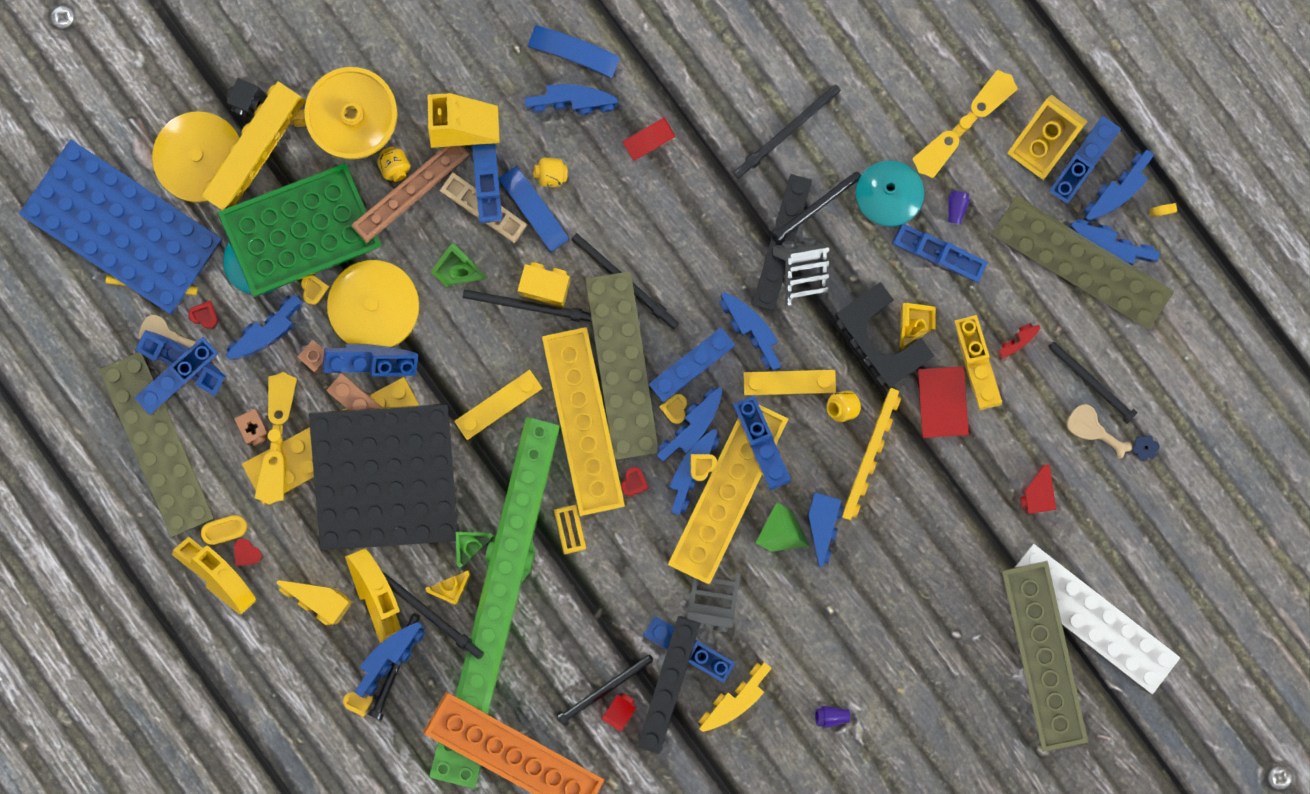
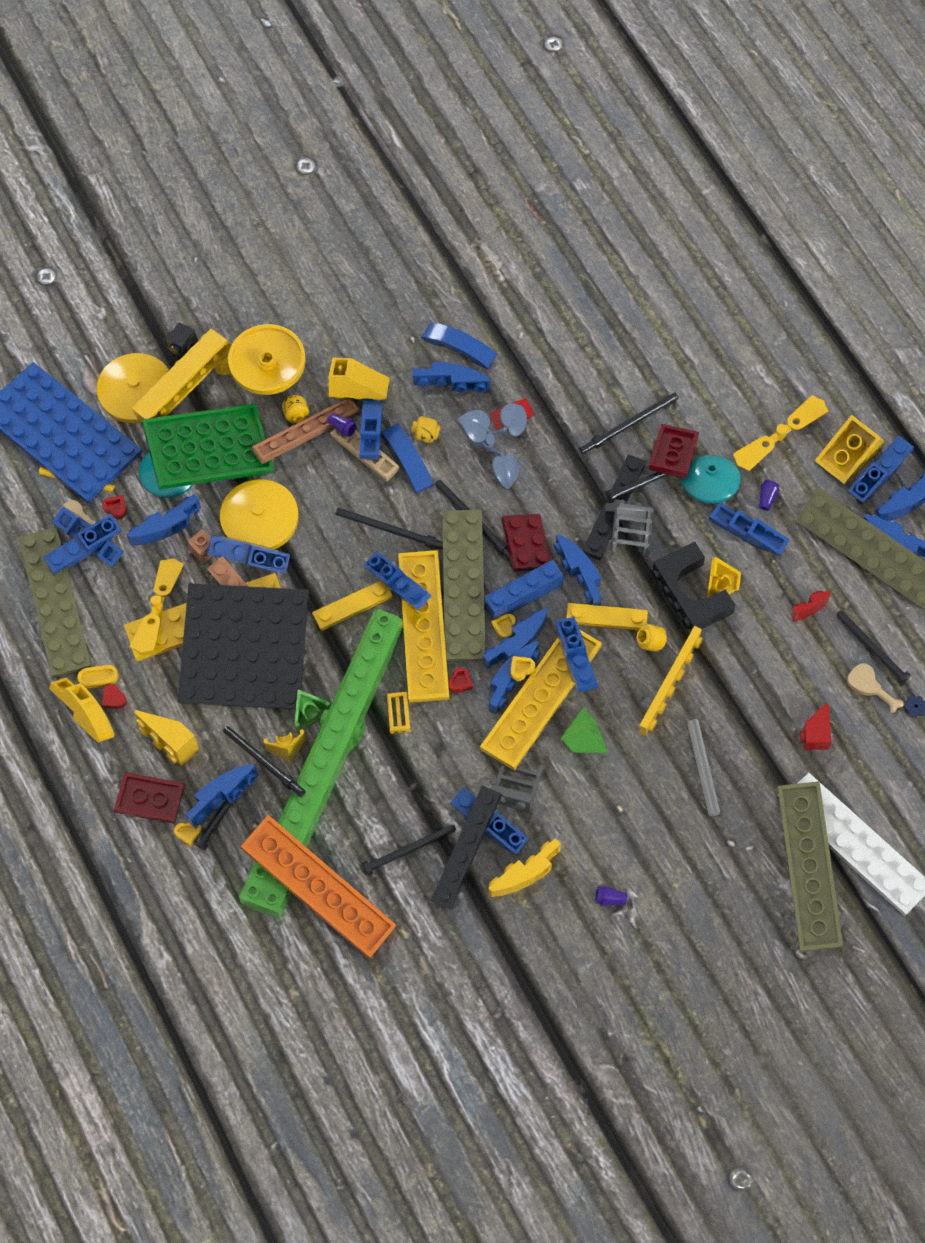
camera: 10 degrees right, 20 degrees down
(244, 424) = (136, 589): nougat brick -> none
(309, 668) = (149, 797): none -> dark red plate
(314, 289) = (211, 497): yellow tile -> none
(376, 591) = (218, 737): yellow slope -> none
(453, 182) = (343, 425): none -> dark purple cone
(456, 268) = (334, 492): bright green slope -> none
(544, 285) = (406, 510): yellow brick -> none
(547, 376) = (397, 581): none -> blue slope
(617, 178) = (476, 424): none -> sand blue plant
(619, 711) = (418, 866): red slope -> none
(687, 303) = (526, 541): none -> dark red plate
(822, 519) = (622, 726): blue slope -> none
(843, 165) = (673, 451): none -> dark red plate
(917, 552) = (703, 767): none -> light grey axle
(943, 402) = (739, 648): red tile -> none
(977, 362) = (772, 617): yellow slope -> none

